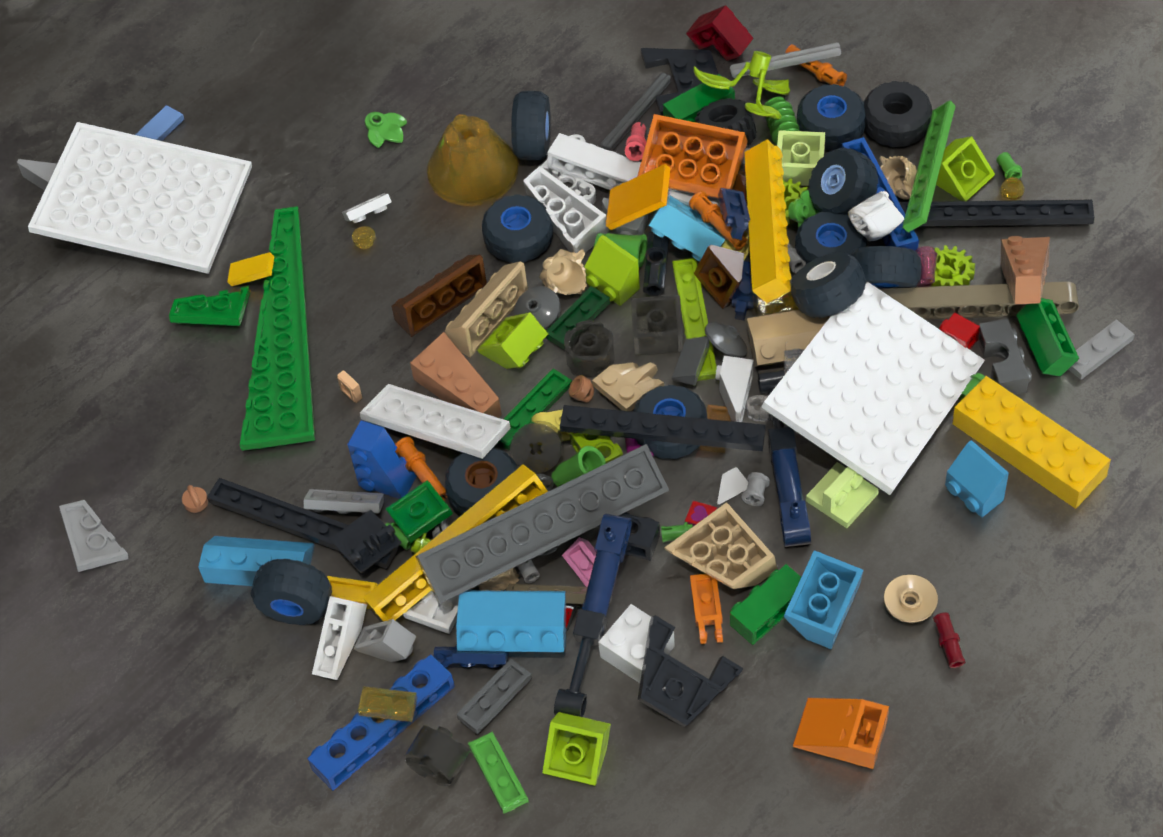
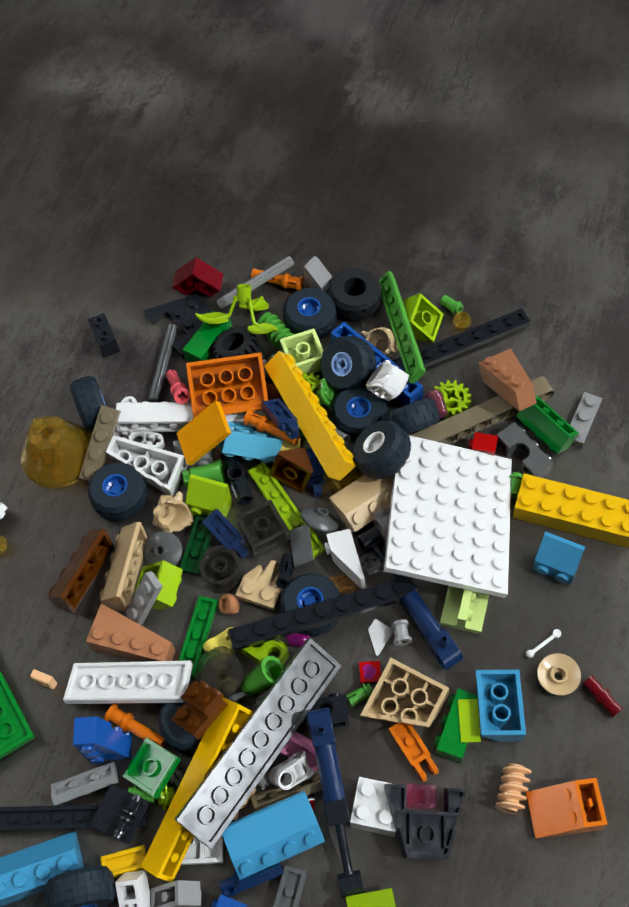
camera: 25 degrees left, 5 degrees up
(491, 342) = (144, 598): none -> light grey plate
(498, 464) = (200, 708): none -> reddish brown plate
(524, 163) = (99, 442): none -> dark tan plate
(567, 573) = (295, 770): none -> white piece
(582, 59) = (103, 335): none -> black brick
(614, 314) = (226, 532): none -> dark blue hinge
(658, 376) = (284, 570): none -> black pin
(690, 650) = (421, 795): none -> clear pink brick
(779, 599) = (469, 720): none -> lime sticker
(792, 686) = (512, 789): none -> light nougat piece
(860, 74) = (317, 275): none -> light grey slope
(933, 561) = (556, 634): none -> white hinge

